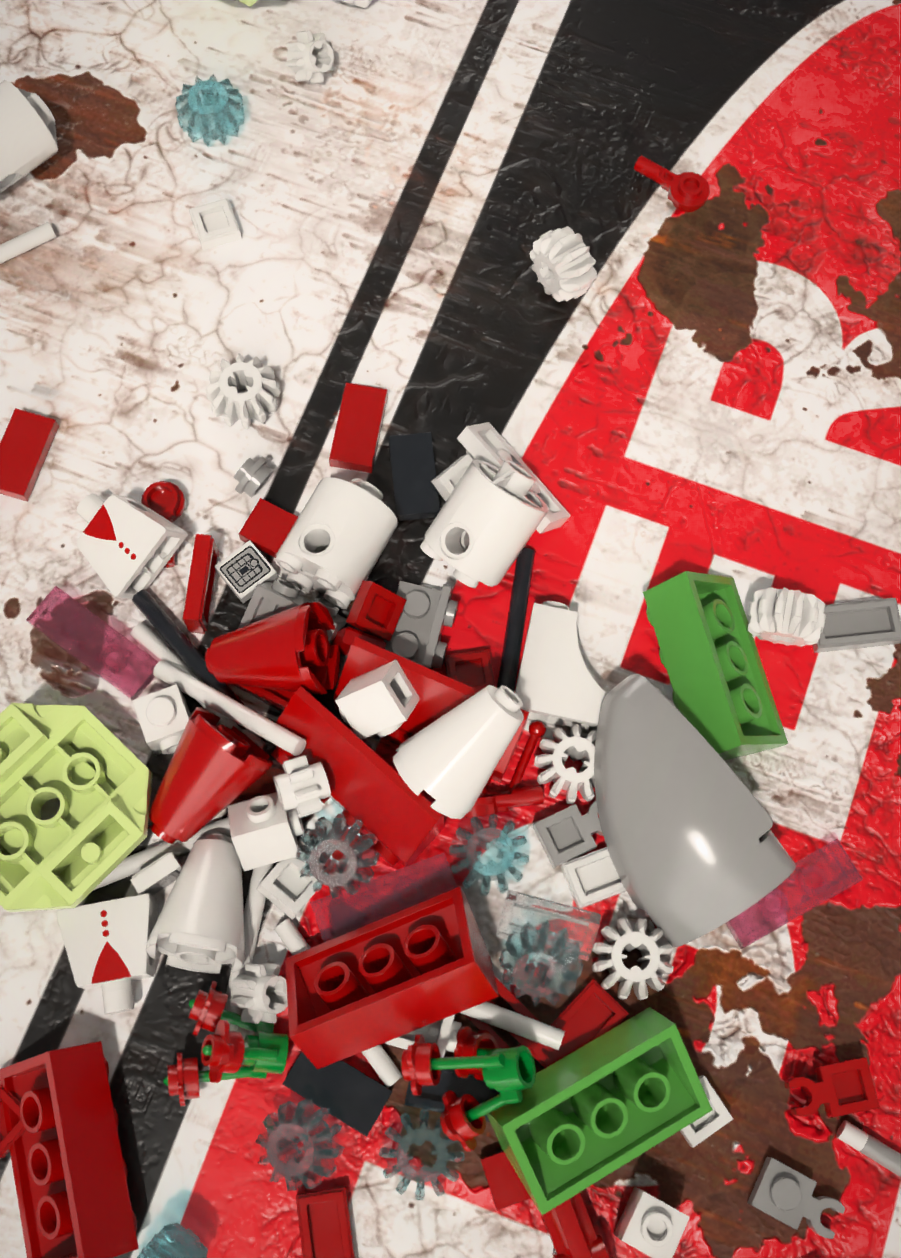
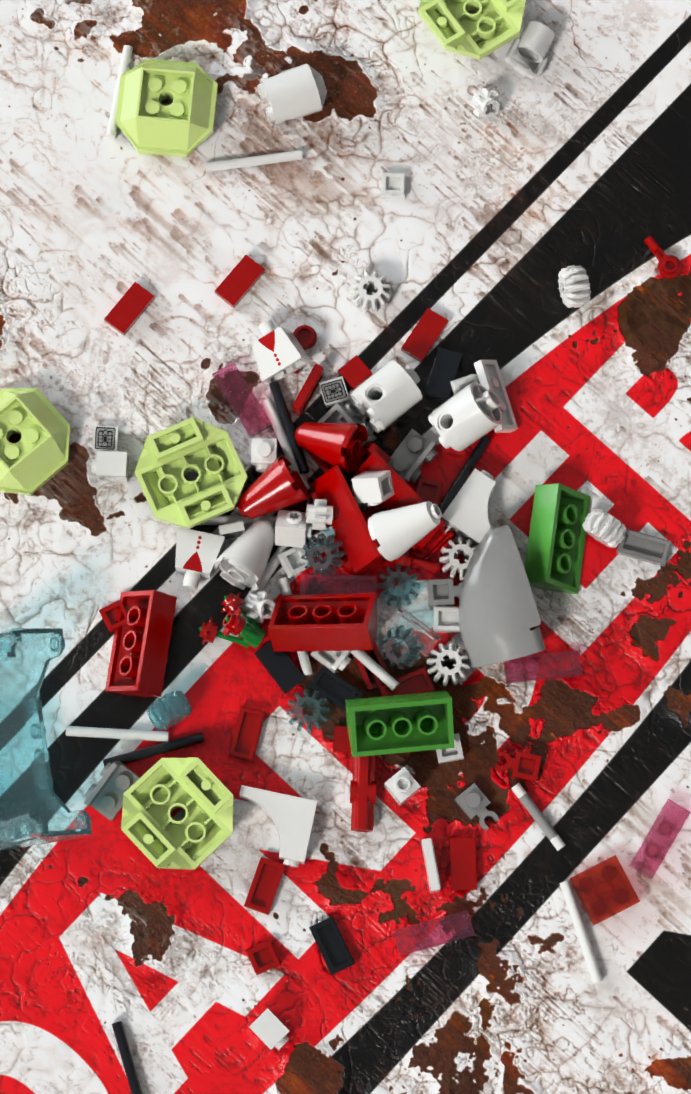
camera: 25 degrees right, 5 degrees up
(210, 110) = (413, 123): clear light blue gear -> none
(230, 708) = (298, 460): white bar -> none
(252, 476) = (357, 341): light grey plate -> none
(282, 1147) = (244, 678): clear light blue gear -> none
(376, 610) = (392, 440): red tile -> none
(475, 1054) = (351, 675): plant -> none

